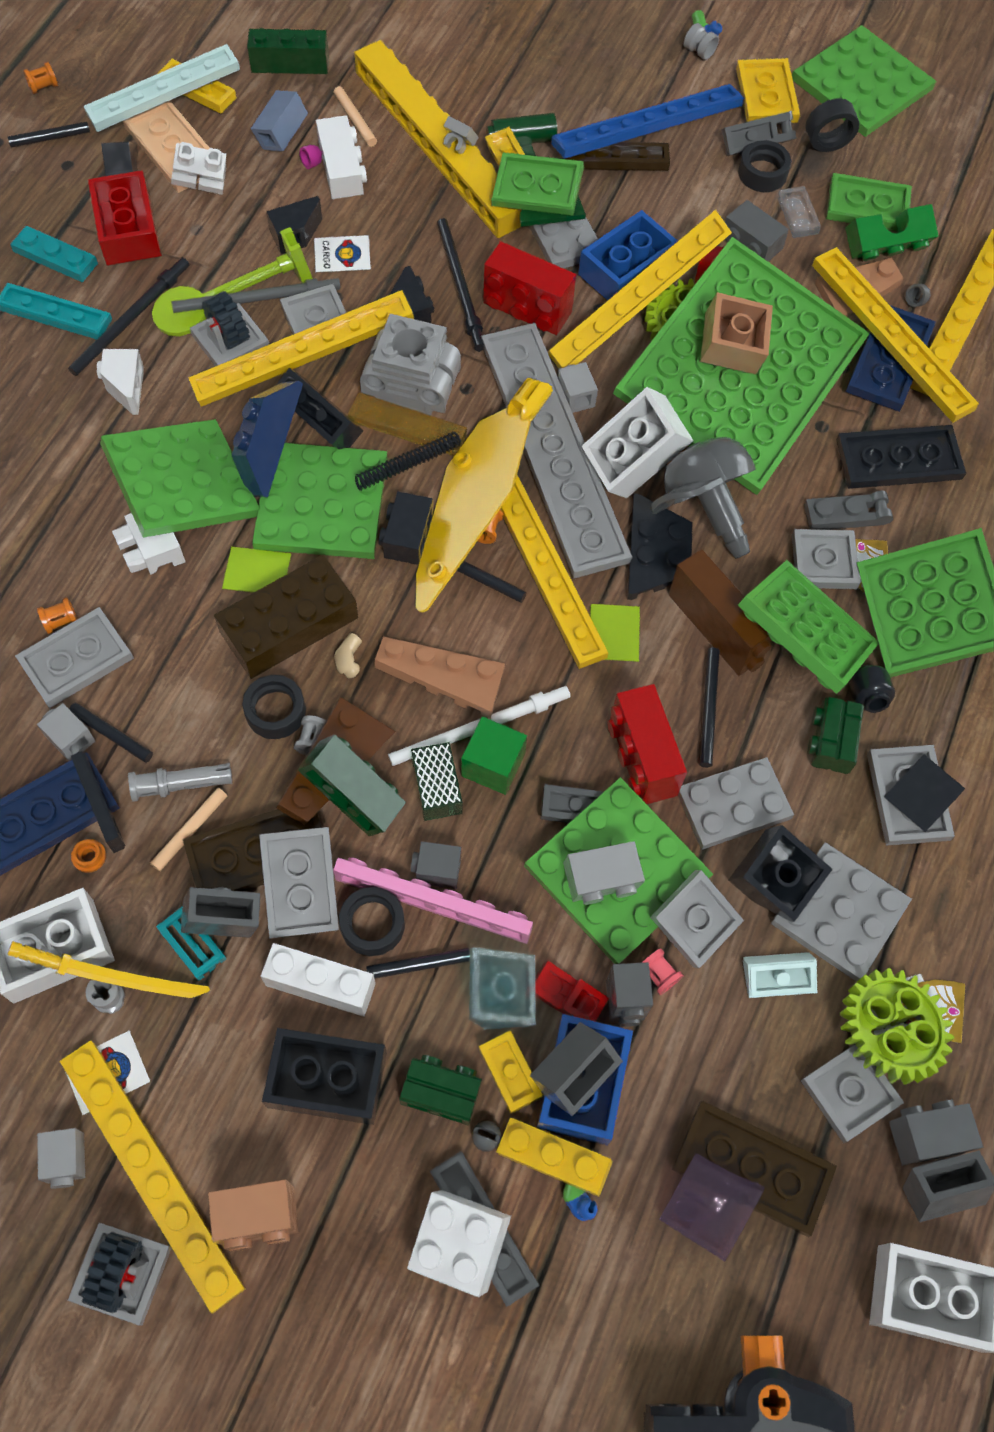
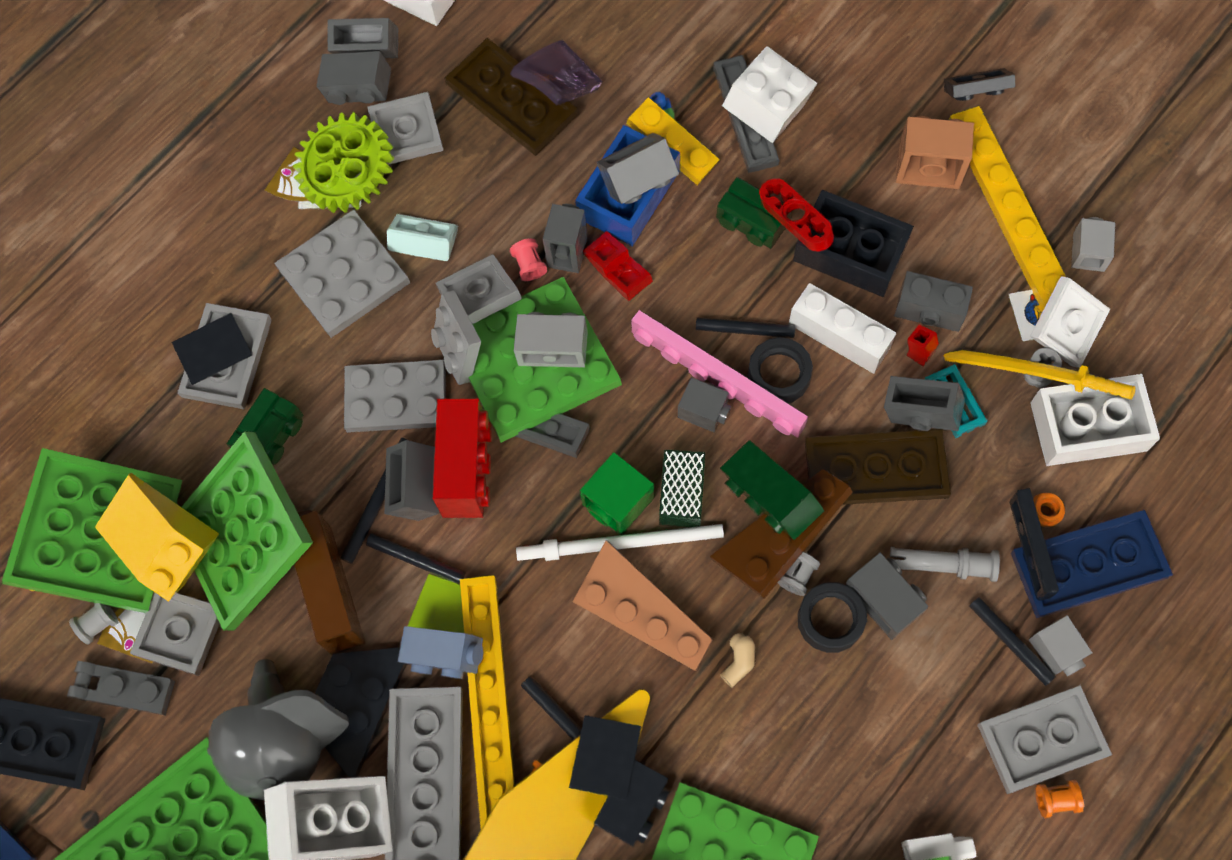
camera: 155 degrees left, 5 degrees up
(79, 1042) = (1070, 322): none -> white plate
(120, 1274) = (1051, 146): plate -> none
(188, 829) = (941, 512): light nougat bar -> none
(214, 1345) = (988, 82): none -> black plate
(228, 731) = (888, 595): none -> dark grey brick
(228, 1035) = (933, 301): none -> dark grey brick
(232, 974) = (922, 344): none -> red piece
(254, 568) = (819, 805): lime sticker -> none
(286, 616) = (798, 720): dark brown brick -> none
(299, 882) = (843, 417): light grey plate -> none
(420, 1082) = (800, 227): none -> red beam
(437, 545) = (605, 757): none -> black sticker
(484, 1143) = (720, 179): dark grey hinge -> none
(502, 989) = (676, 276): clear light blue slope -> none
(510, 1071) = (689, 215): yellow plate -> none
(601, 589) = (440, 650): none -> sand blue brick
(655, 667) = (415, 558): none -> black bar
(687, 718) = (410, 481): none -> dark grey brick
(708, 863) = (455, 337): none -> light grey plate
(780, 873) = (385, 309): black slope -> none
(872, 688) = (200, 463): black head -> none
(875, 598) = (154, 536): none -> yellow slope
(899, 539) = (93, 622): none -> light grey bush

